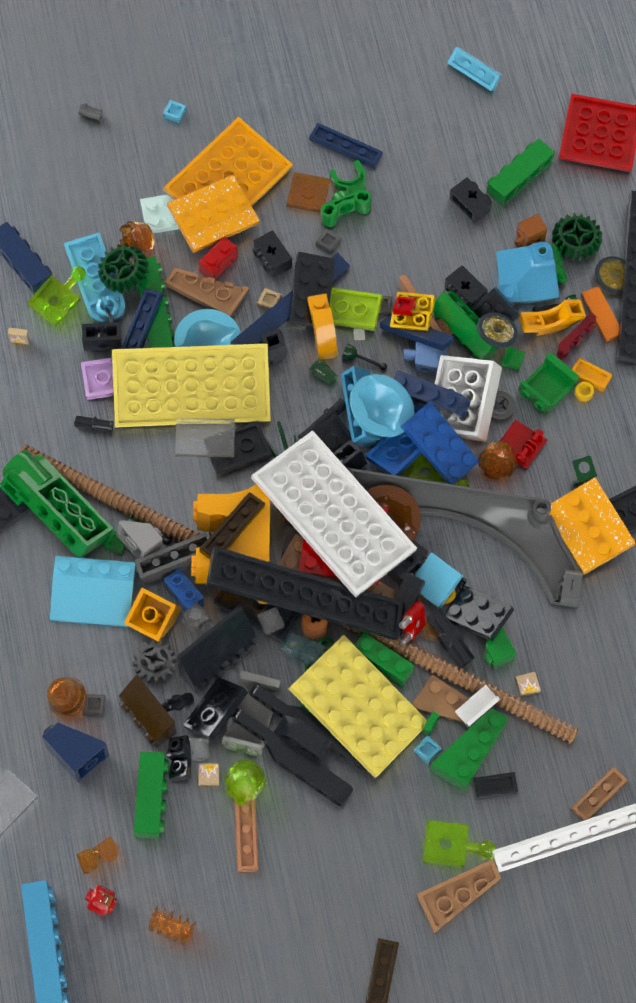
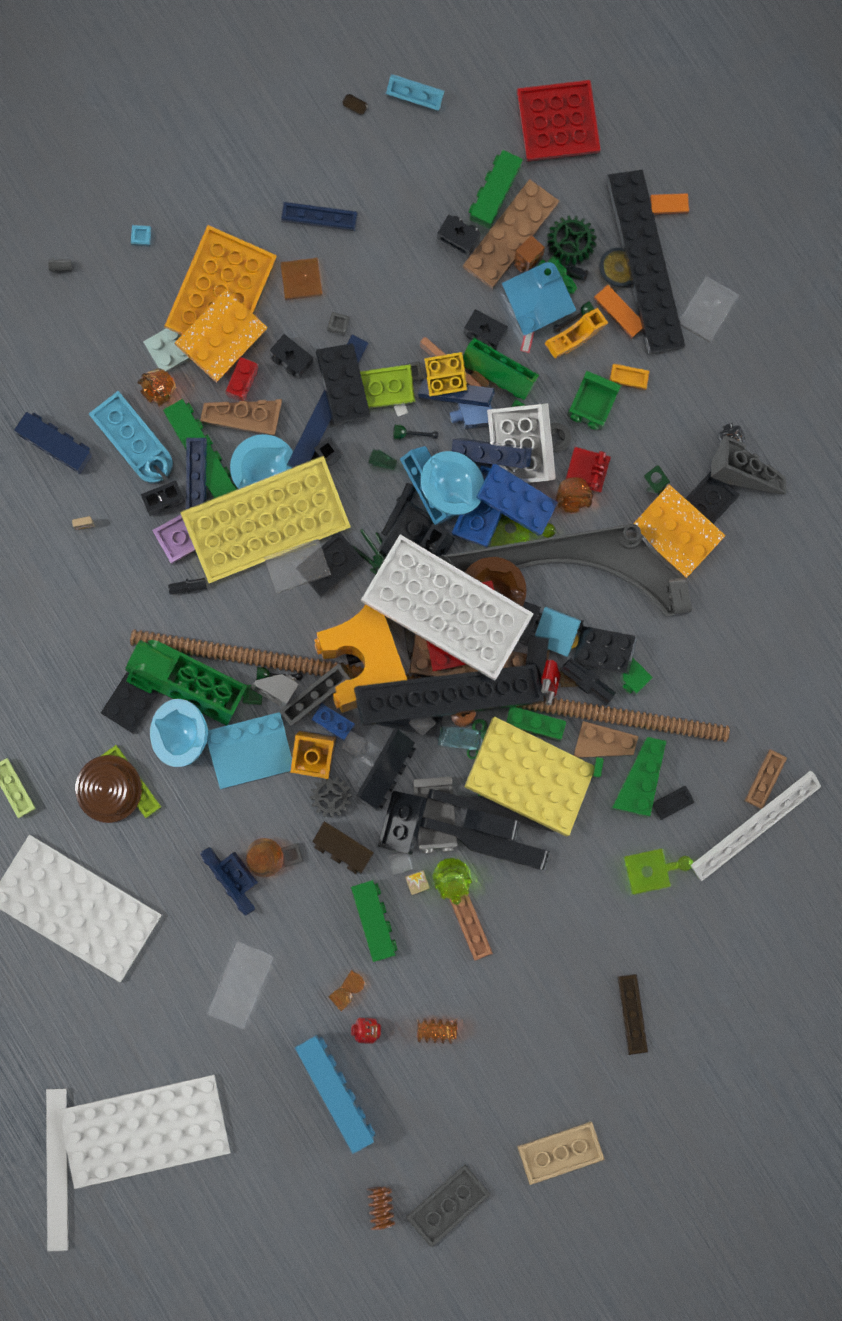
camera: 25 degrees left, 15 degrees up
(28, 704) = (233, 876): none -> dark blue bracket
(30, 549) = (178, 733): none -> medium azure piece
(55, 289) = (113, 469): clear neon green plate -> none
(74, 749) = (291, 906): dark blue slope -> none
(127, 273) = (152, 409): dark green gear -> none
(178, 702) = (367, 828): black axle -> none
(180, 756) = (386, 875): black slope -> none
(234, 524) = (361, 654): dark brown tile -> none
(268, 299) = (304, 403): tan tile -> none
(323, 327) = (367, 417): light orange arch -> none
(350, 197) = (344, 272): green piece -> none
(404, 306) = (437, 373): red tile -> none
(415, 63) = (355, 104): none -> dark brown piece
(427, 749) = (602, 791): medium azure tile -> none
(452, 896) = (667, 918): medium nougat wing -> none
(477, 706) = (635, 739): white panel -> none
(489, 321) = (527, 376): wheel -> none
(495, 303) = (523, 340): black plate -> none
(500, 226) = (511, 230): none -> medium nougat plate
(513, 358) = (552, 385): green tile -> none
(527, 684) = (670, 699): tile -> none
(572, 267) = (576, 272): none -> black piece
(575, 337) = (604, 345): dark red plate -> none
(584, 391) = (628, 396): yellow tile -> none

